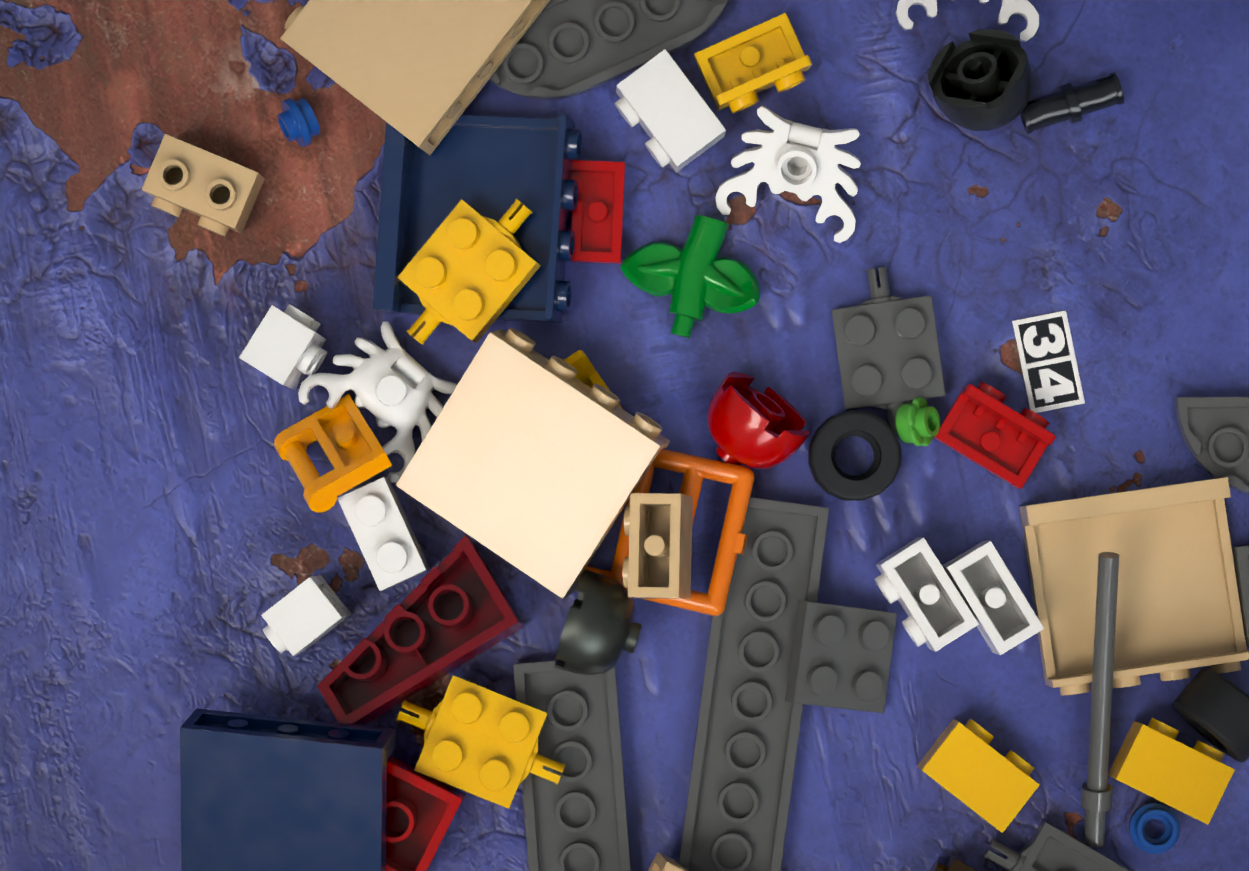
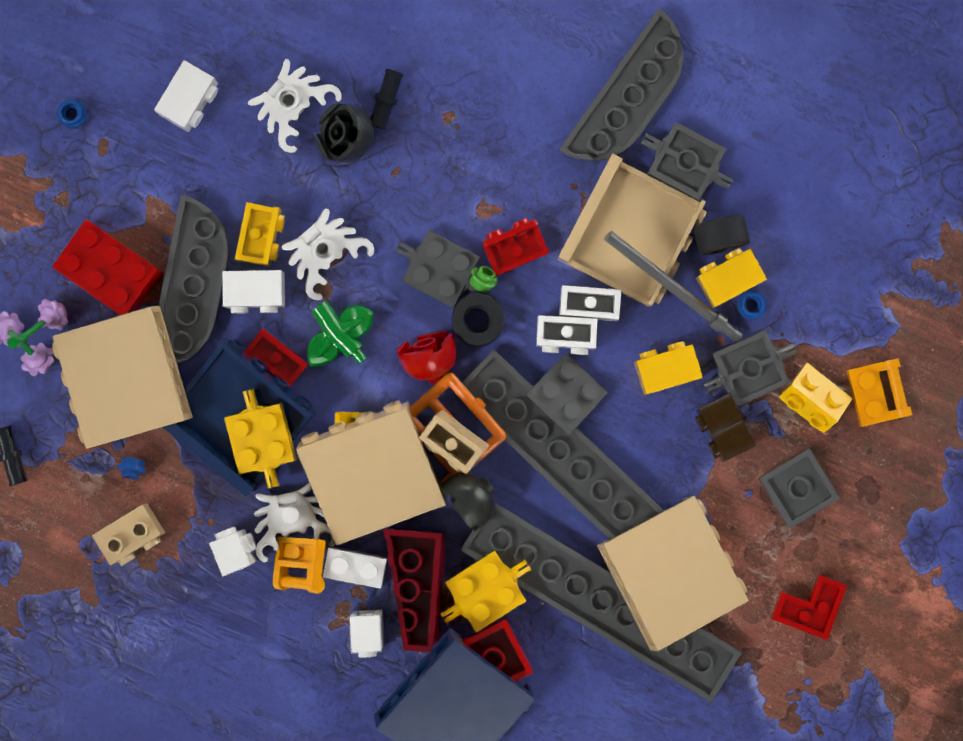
camera: 55 degrees left, 0 degrees up
(1048, 362) = (499, 197): white sticker -> none

